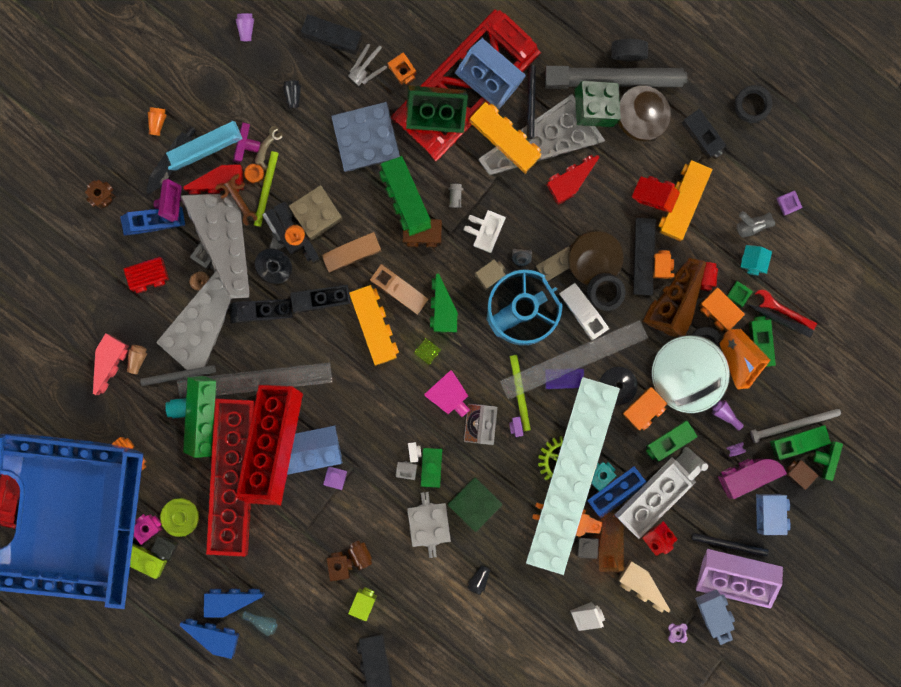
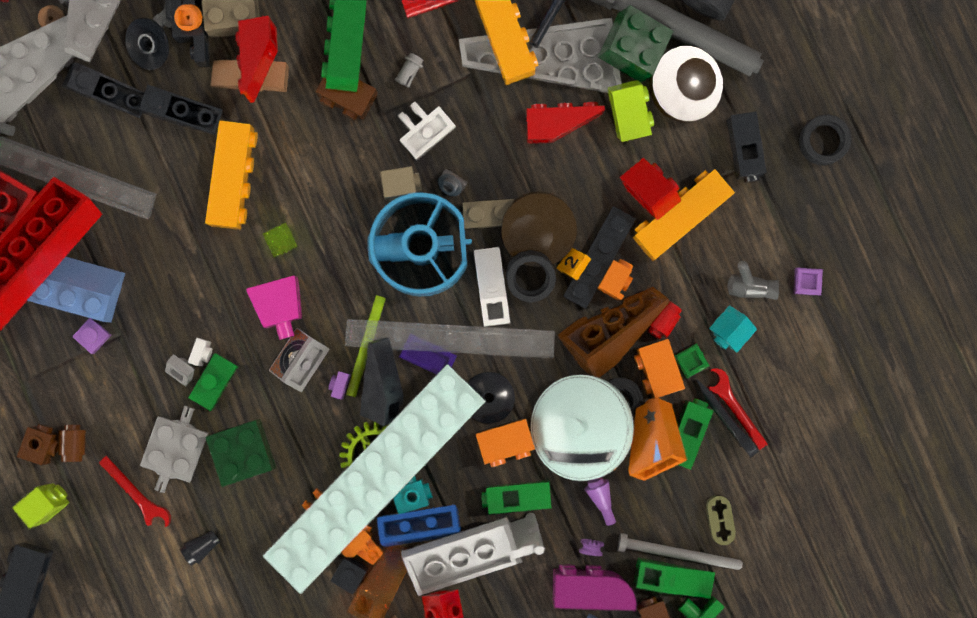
camera: 25 degrees right, 0 degrees up
(353, 235) = (257, 51): none -> red slope
(399, 289) = (282, 147): medium nougat slope -> none
(431, 572) = (149, 509): none -> red piece
(445, 312) = (324, 202): green slope -> none
(548, 416) = (382, 387): none -> black slope
(615, 149) = (630, 110): none -> lime brick
(630, 269) = (574, 264): none -> light orange tile
(814, 386) = (727, 519): none -> olive beam

